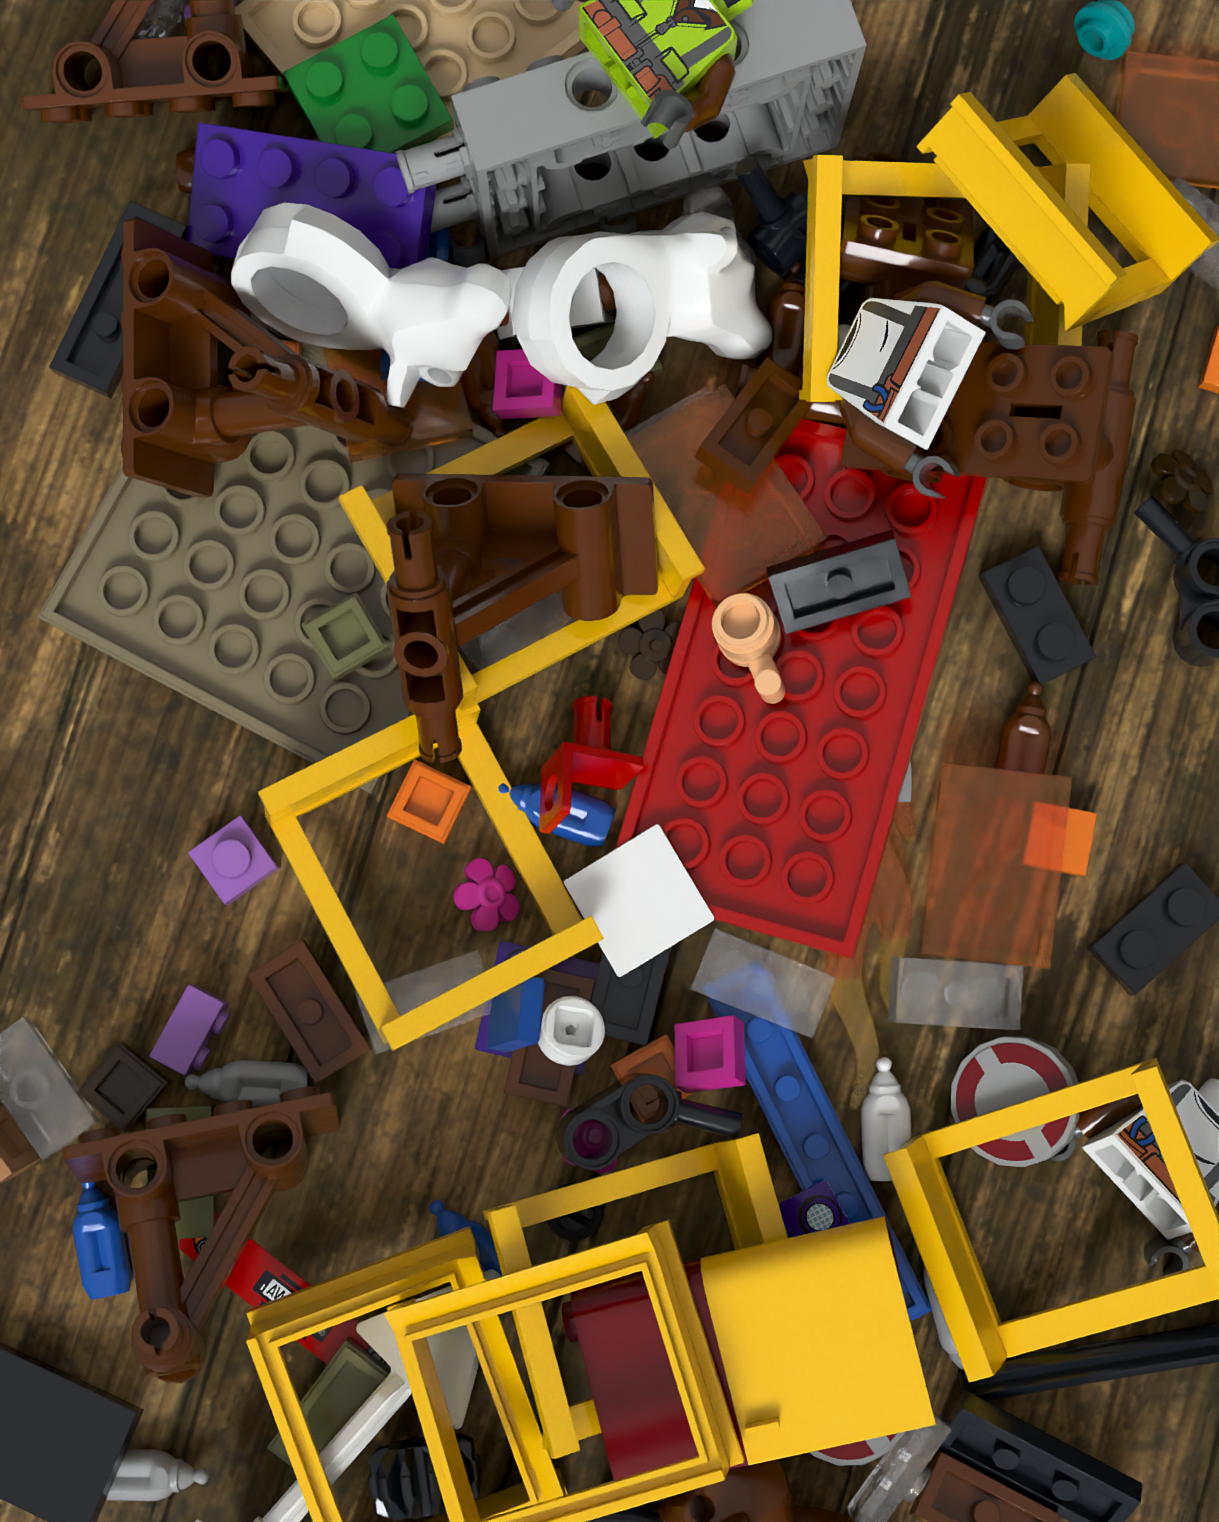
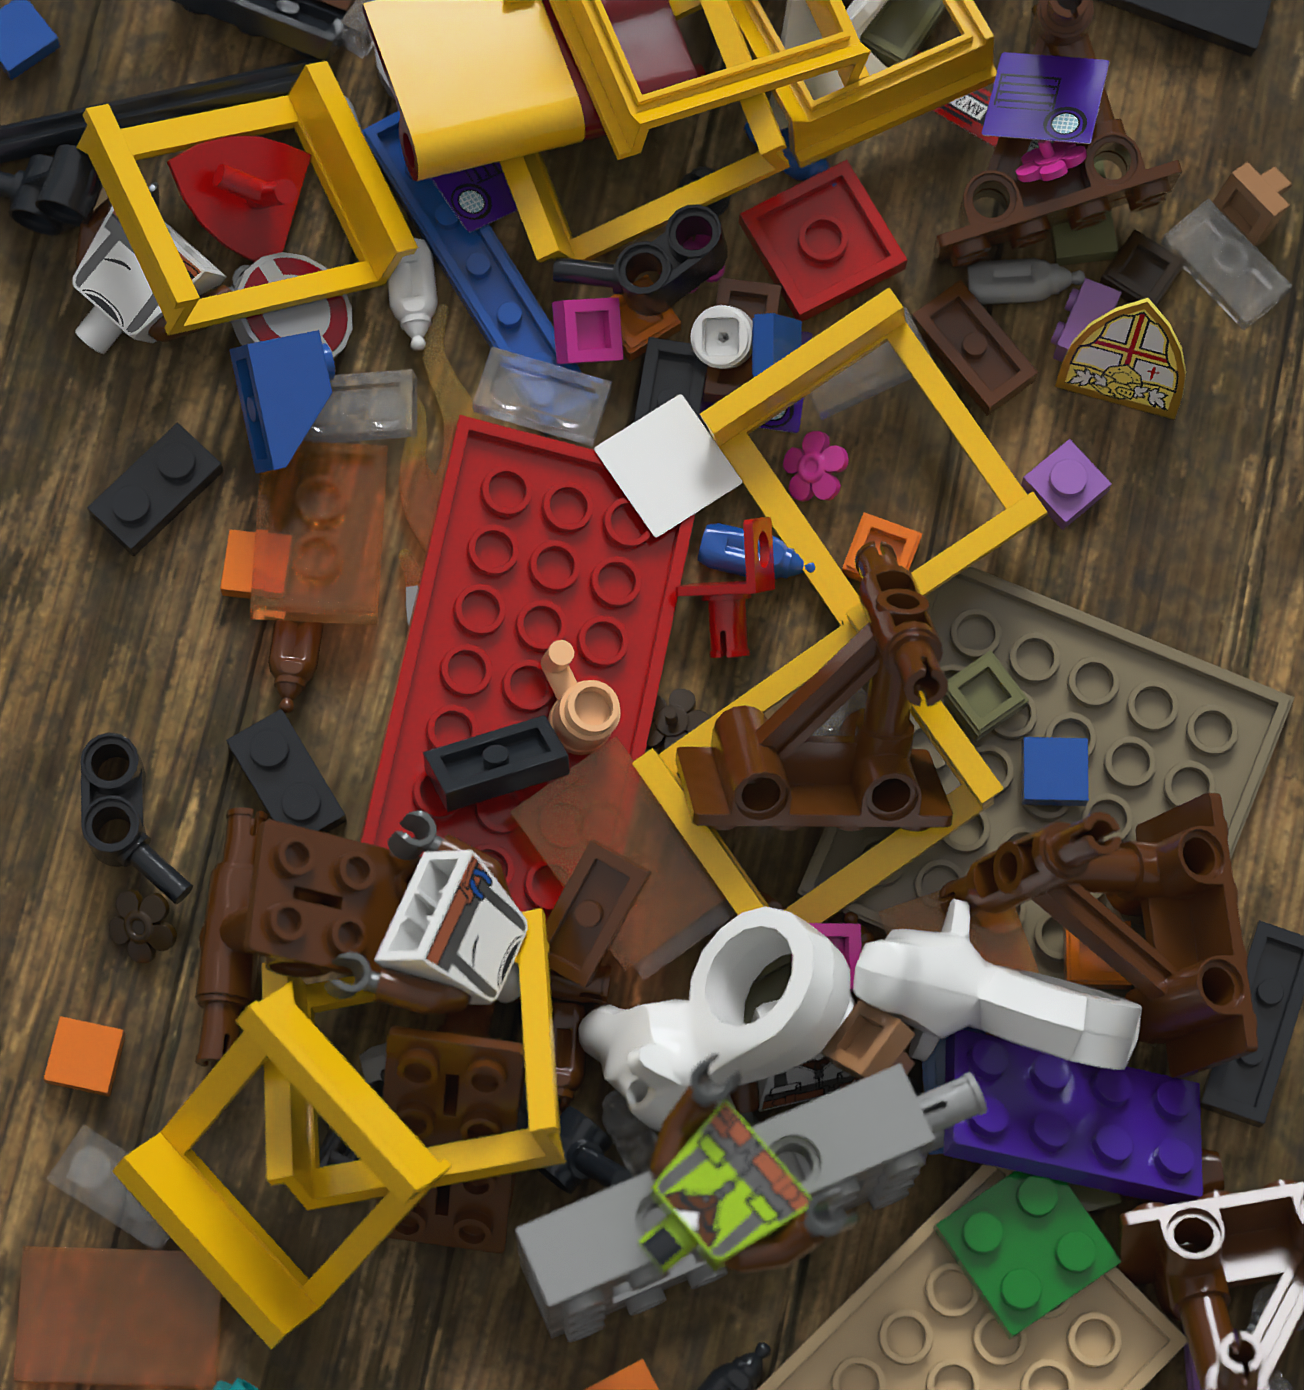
camera: 175 degrees right, 10 degrees down
(100, 1245) = (1143, 123): blue piece -> none
(151, 978) = (1128, 360): none -> shield
(198, 1246) = (1045, 98): none -> dark purple sticker
(202, 1173) = (1050, 161): none -> dark pink plant
(284, 553) = (1054, 771): none -> blue tile
(454, 1144) = (822, 241): none -> red plate
(499, 241) = (869, 1042): none -> medium nougat tile
(1033, 998) = (281, 393): none -> blue slope
(1062, 1242) = (242, 190): none -> red shield

